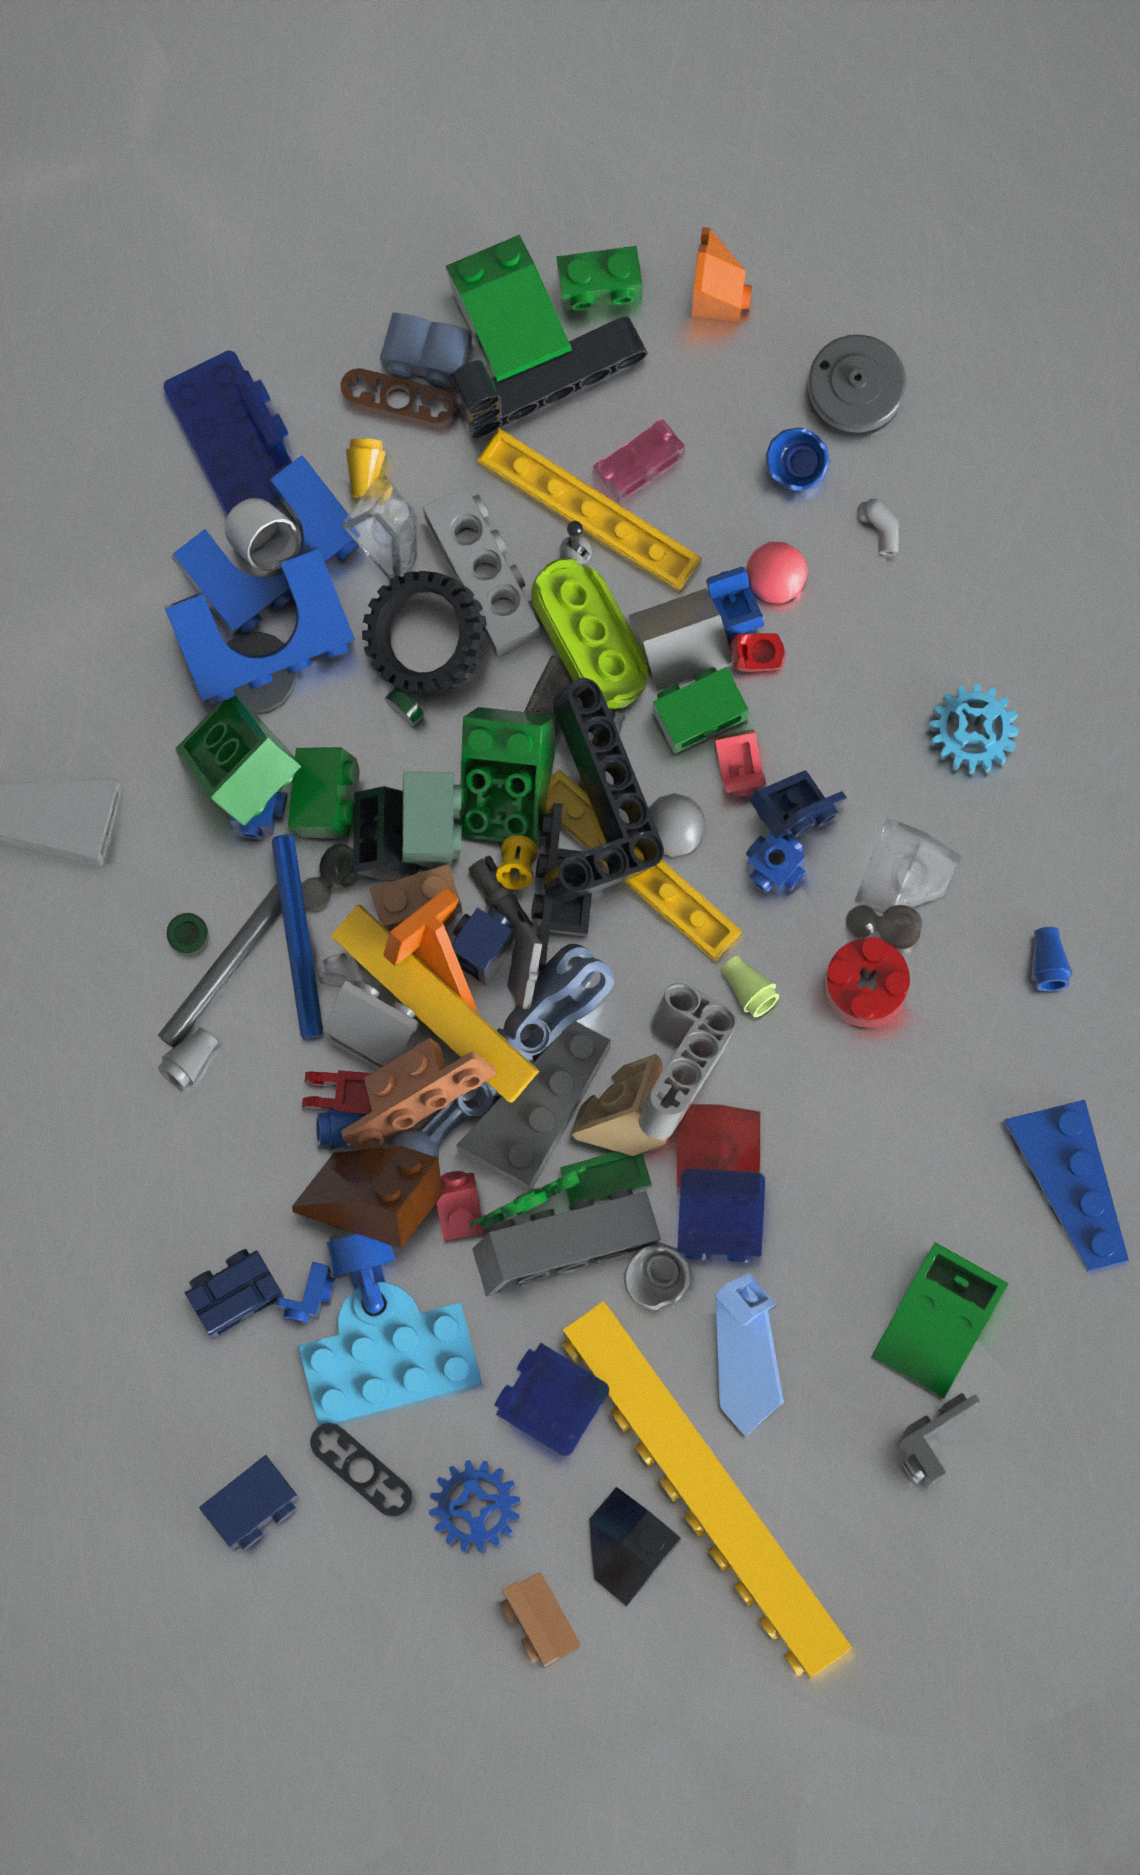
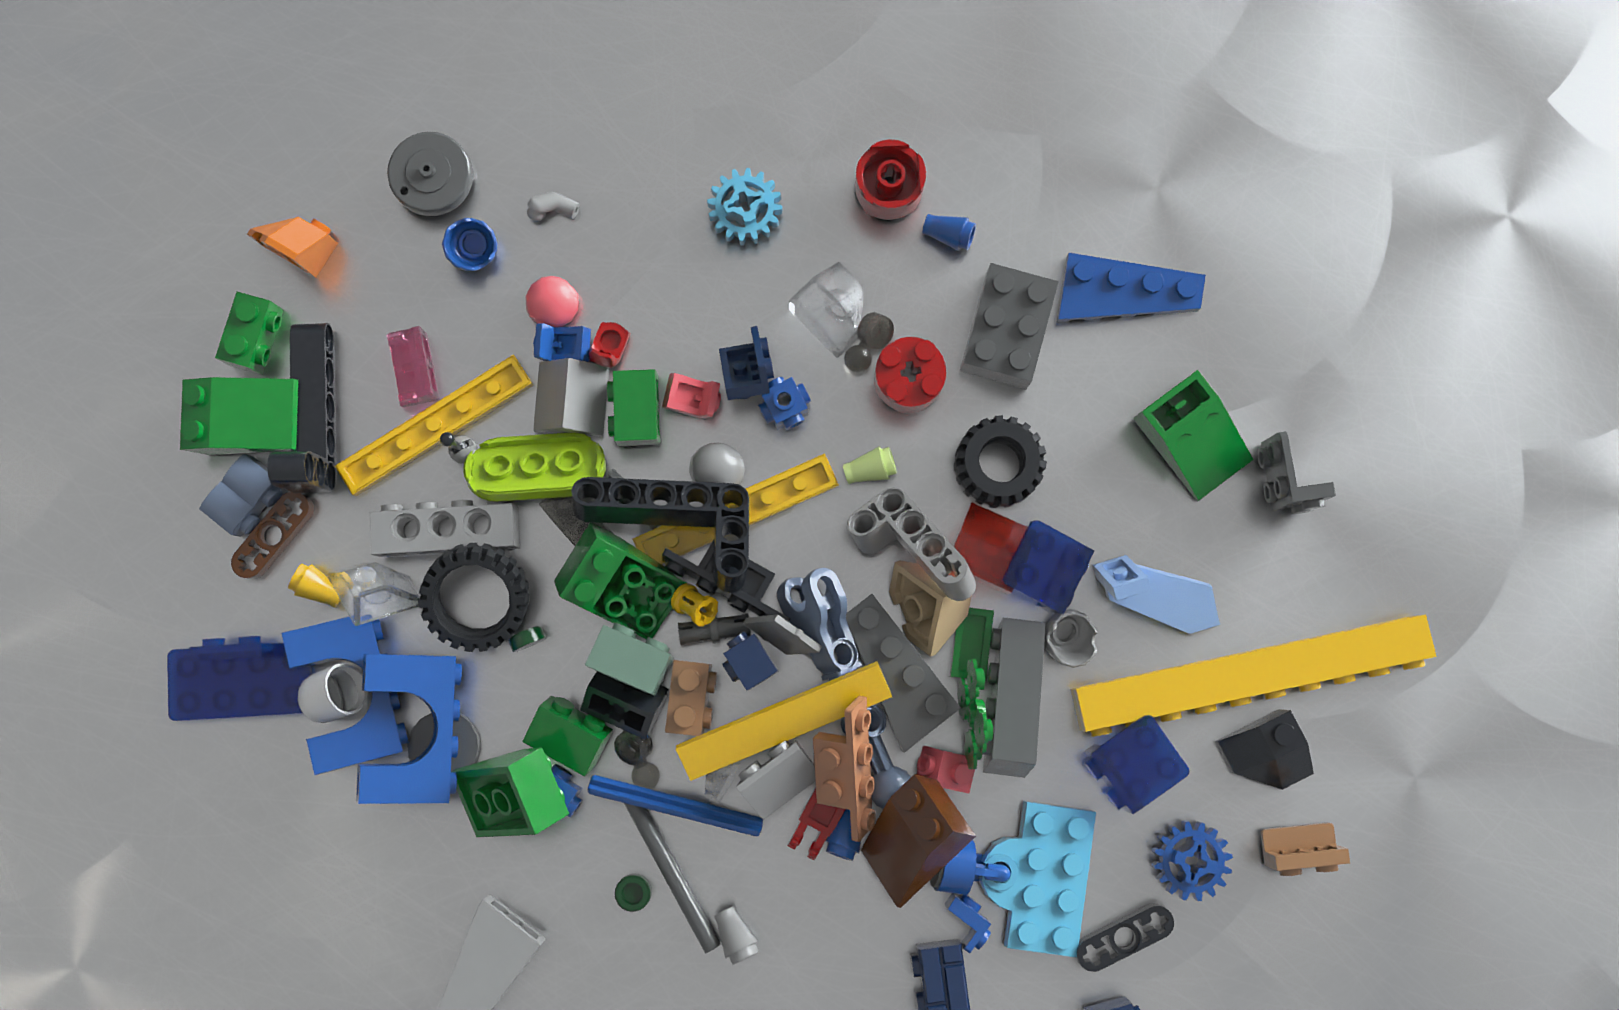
camera: 70 degrees left, 5 degrees up
(427, 938) = (734, 703): orange piece -> none
(821, 1084) = (1016, 437): none -> black tyre
(970, 1066) = (1009, 326): none -> dark grey brick
(1081, 847) = (907, 170): none -> red brick

